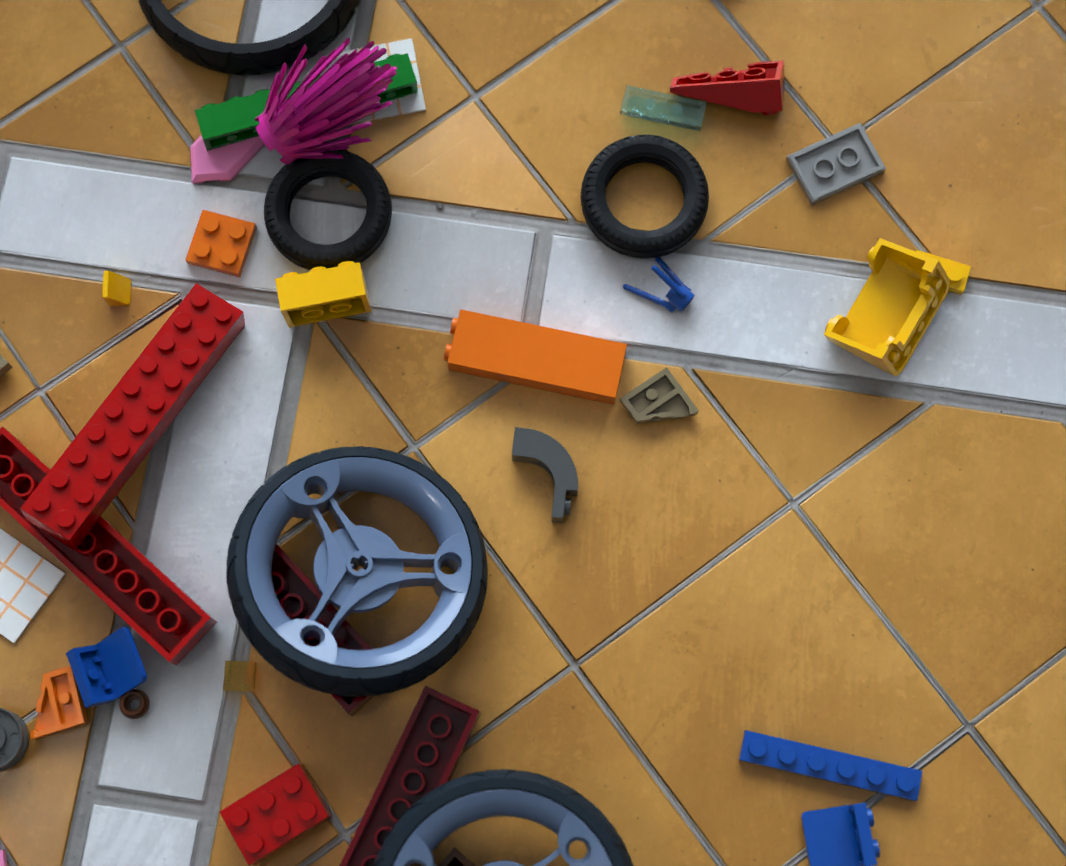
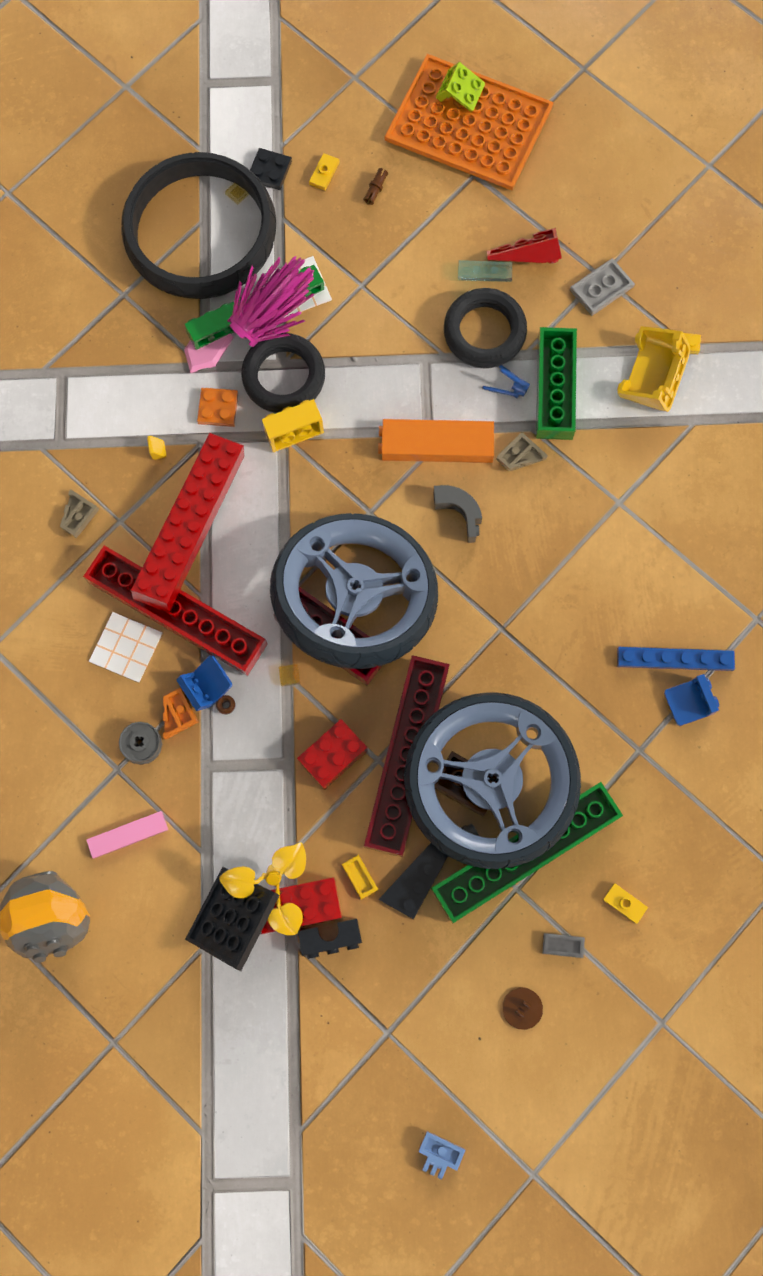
camera: 10 degrees left, 0 degrees up
(734, 302) = (556, 383): none -> green brick

